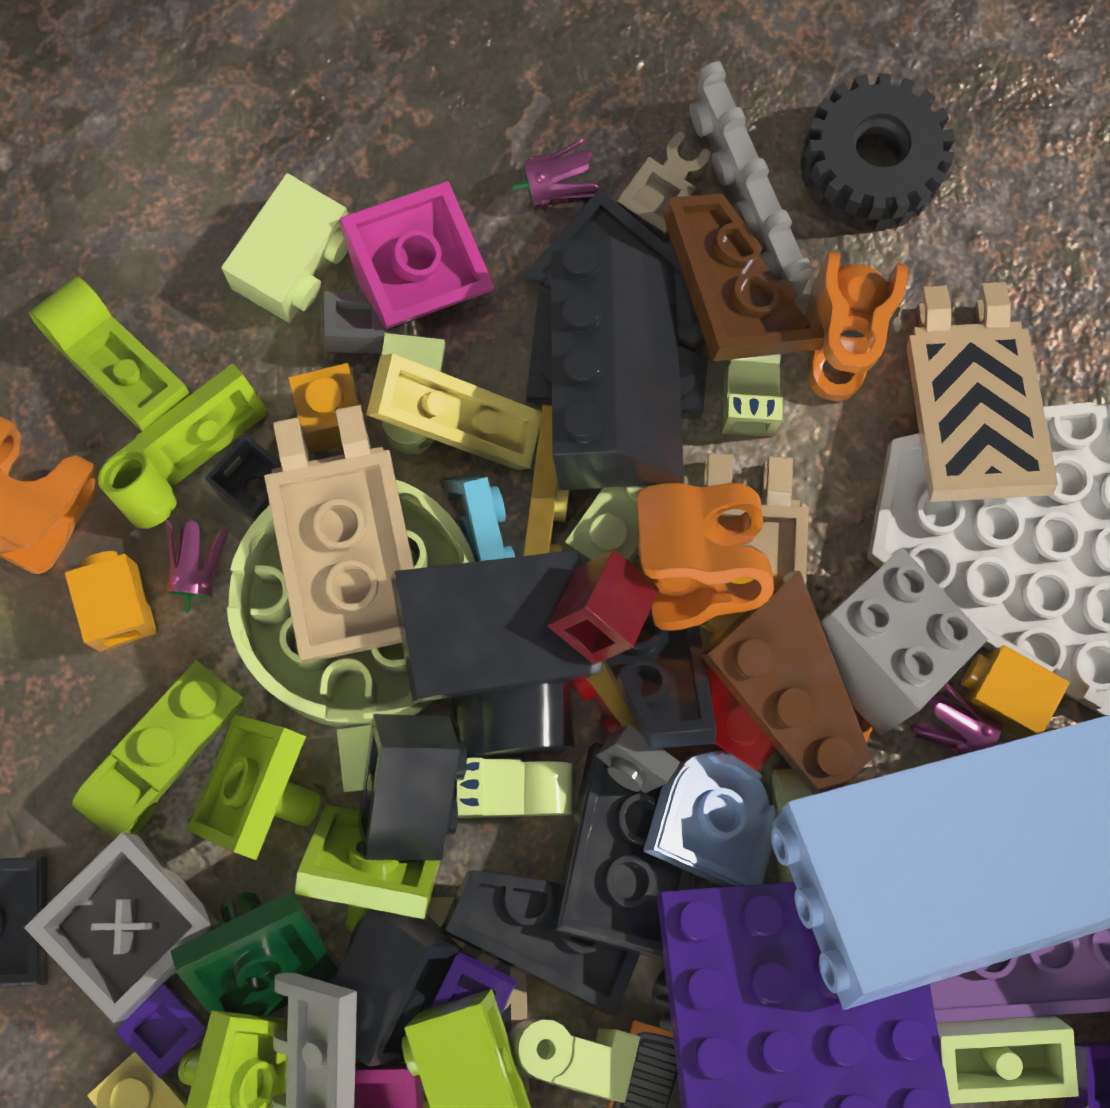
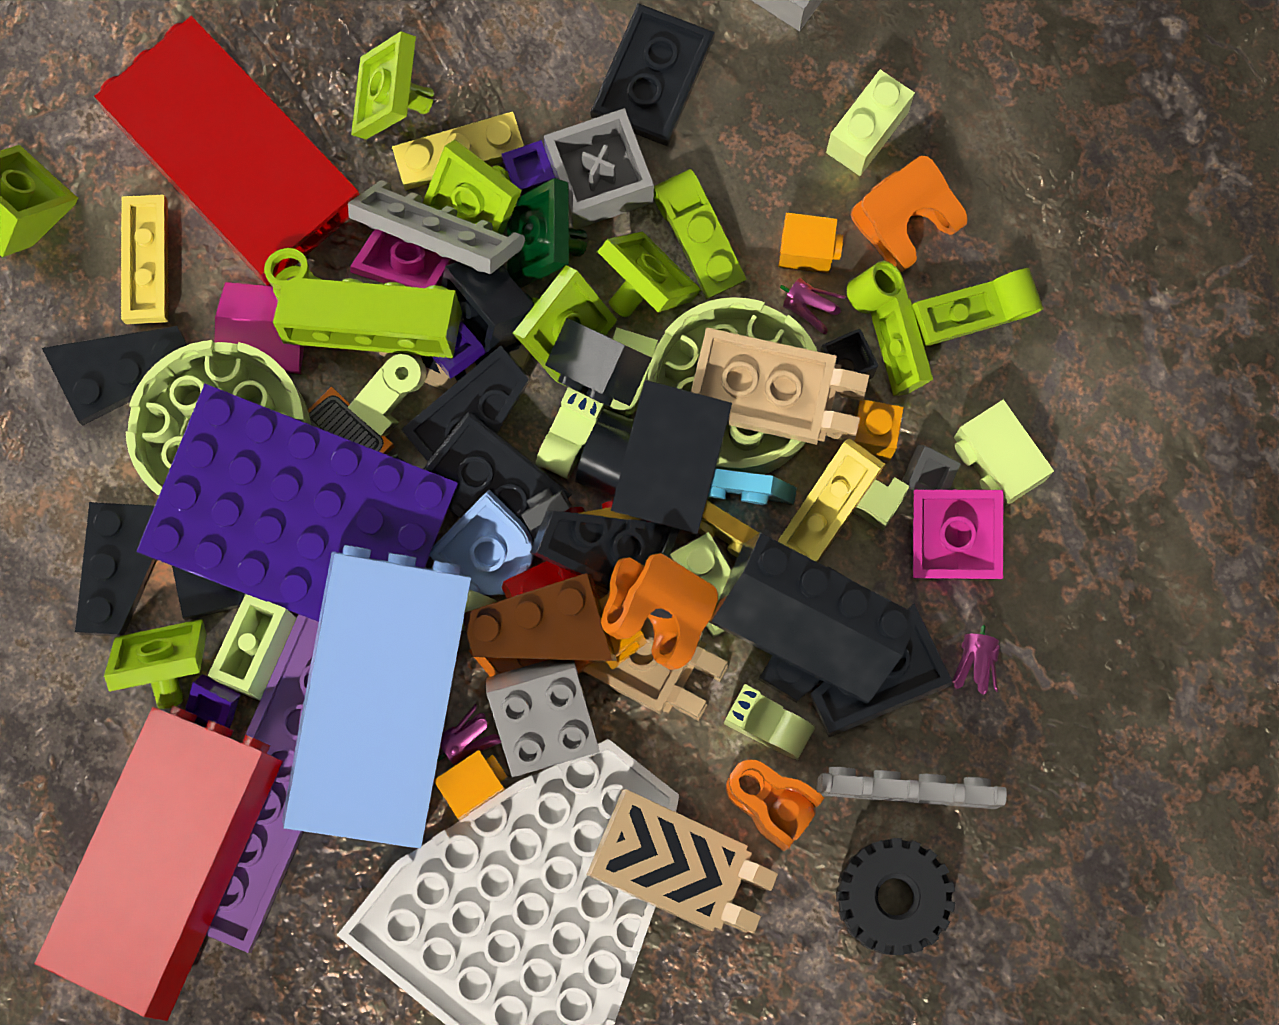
camera: 120 degrees right, 0 degrees up
(604, 607) = (649, 524): dark red brick -> none
(656, 183) = (933, 726): dark tan plate -> none
(731, 287) = (834, 732): reddish brown wing -> none

